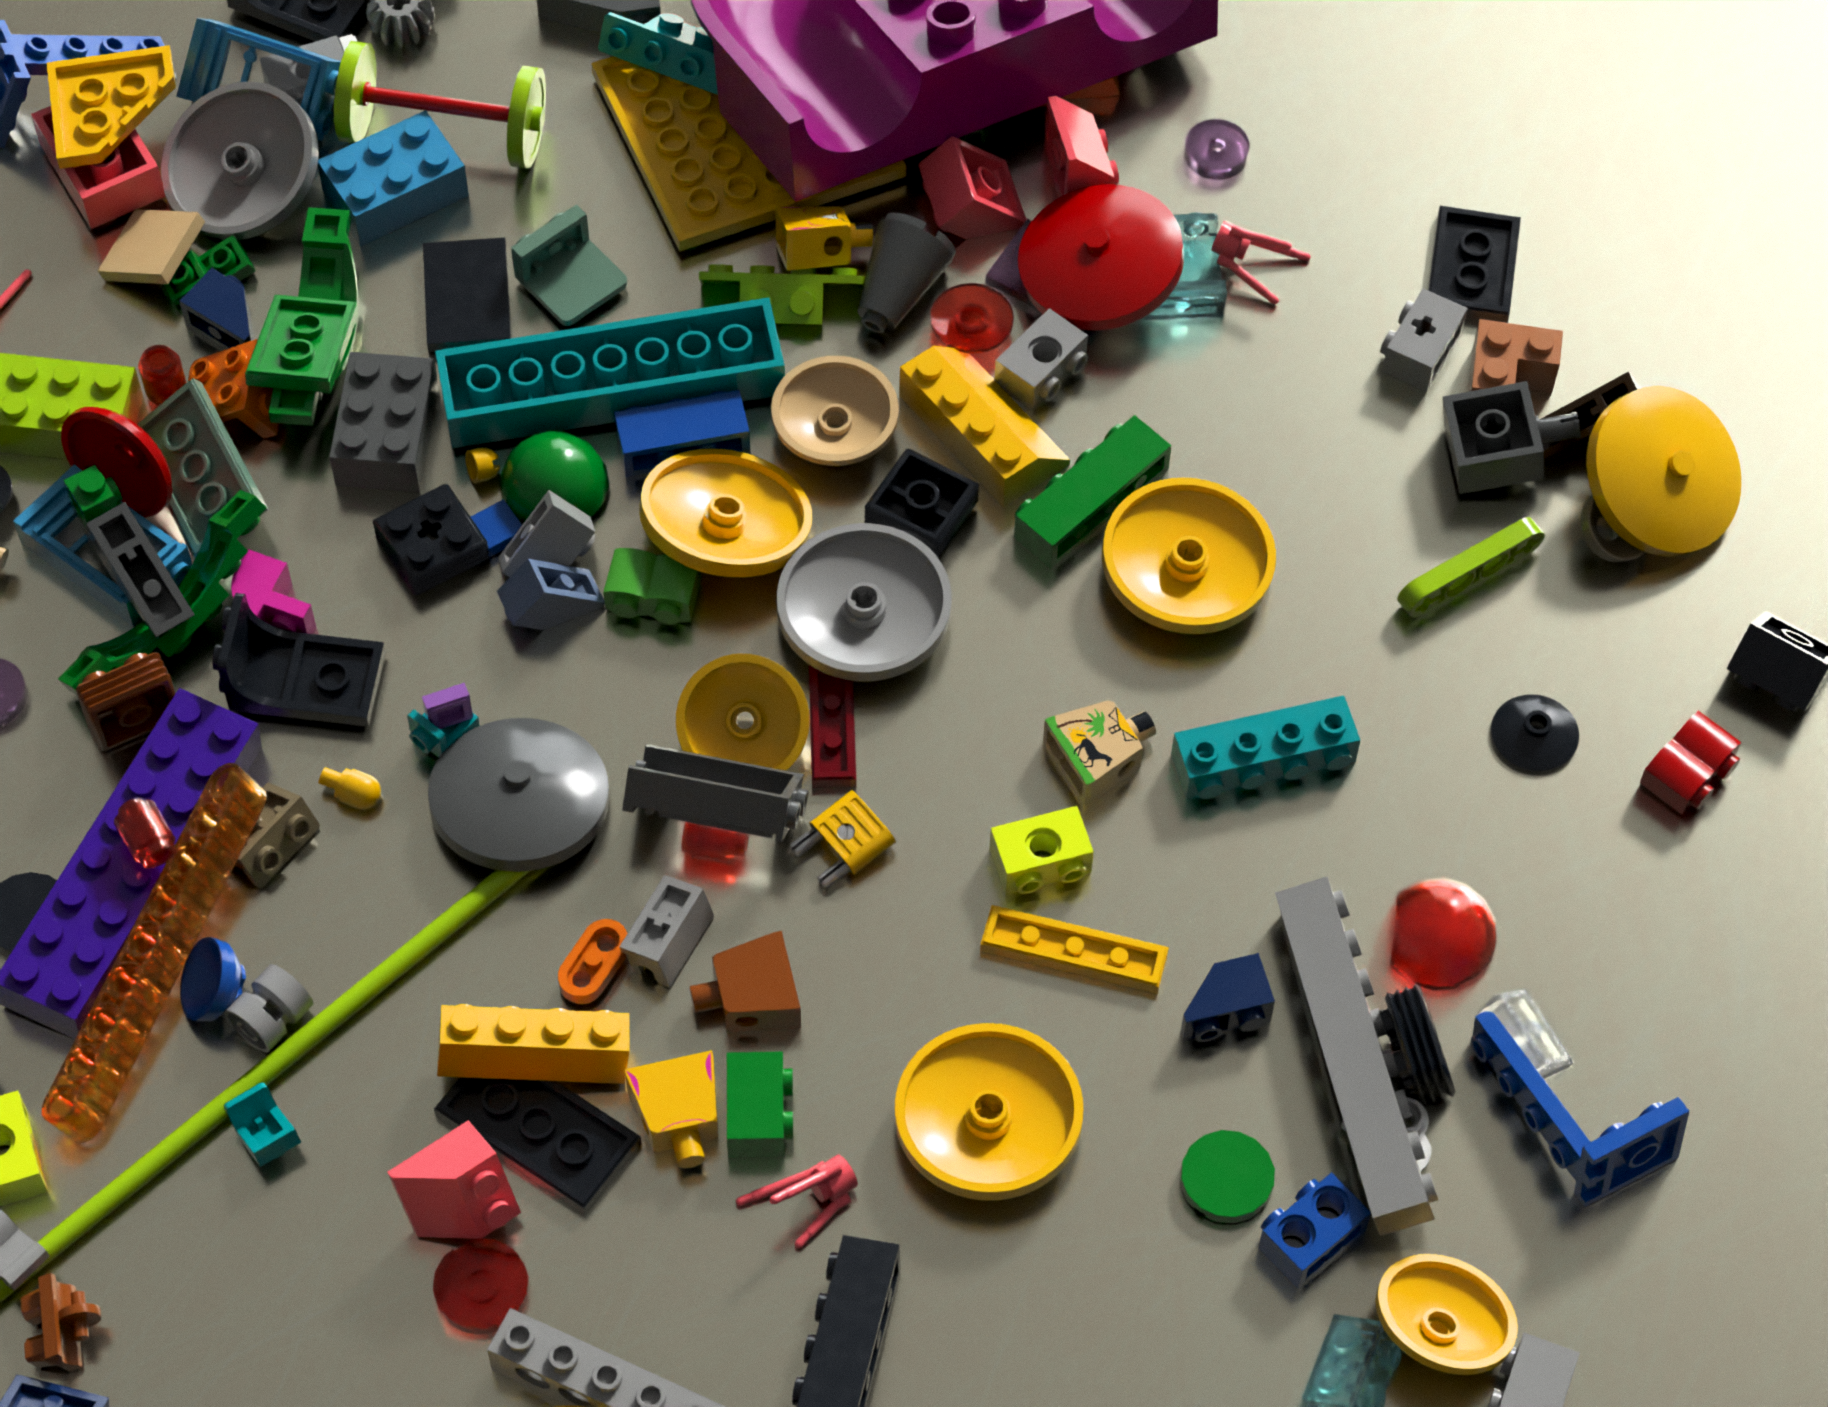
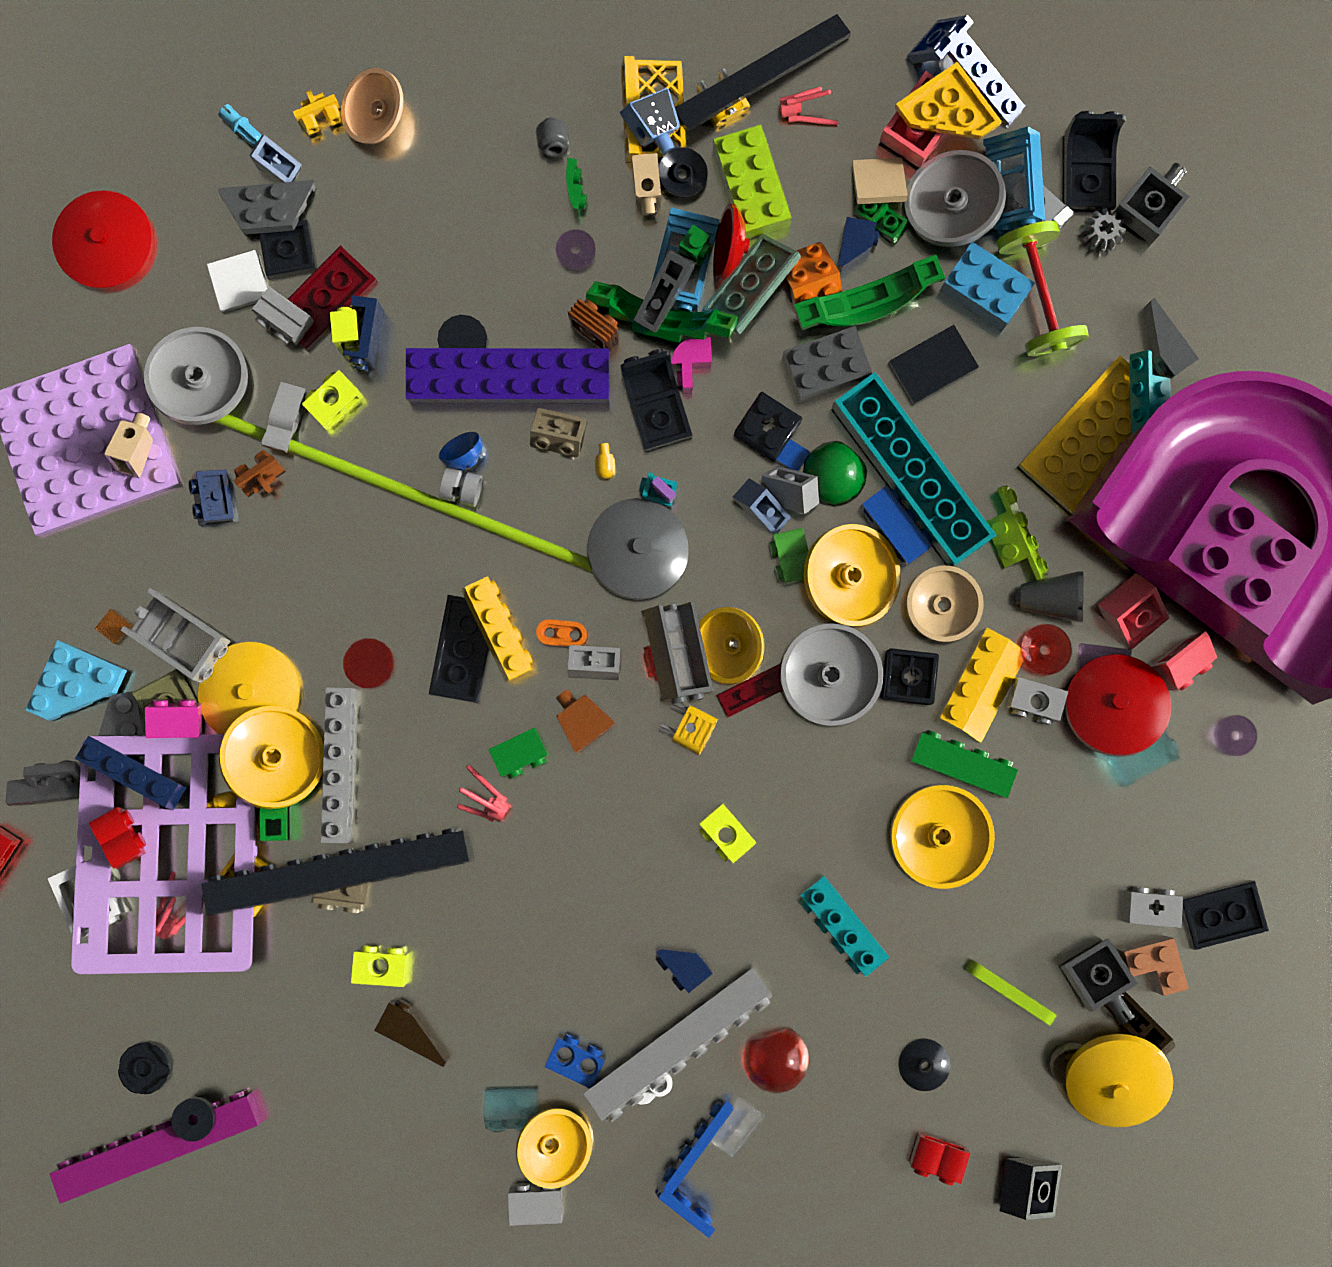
camera: 65 degrees right, 25 degrees up
(145, 832) = (512, 379): clear red brick -> none
(154, 954) = (463, 416): clear orange beam -> none
(161, 373) = (798, 226): clear red brick -> none
(261, 1124) = (399, 517): teal bracket -> none
(302, 344) = (847, 298): green tile -> none
(455, 1187) = (404, 631): coral slope -> none
(480, 464) = (827, 429): yellow hinge -> none
(566, 267) = (972, 412): sand green bracket -> none
(676, 1104) = (500, 714): yellow torso -> none
(818, 236) = (1056, 540): yellow torso -> none
(988, 1111) = (563, 872): yellow dish -> none
(1074, 949) = (681, 873): yellow tile -> none
(1097, 746) = (803, 836): tan torso -> none
(1227, 1176) = (588, 1004): green tile -> none
(1235, 241) = (1167, 776): coral plant -> none
(1416, 1045) = (695, 1079): black brick -> none

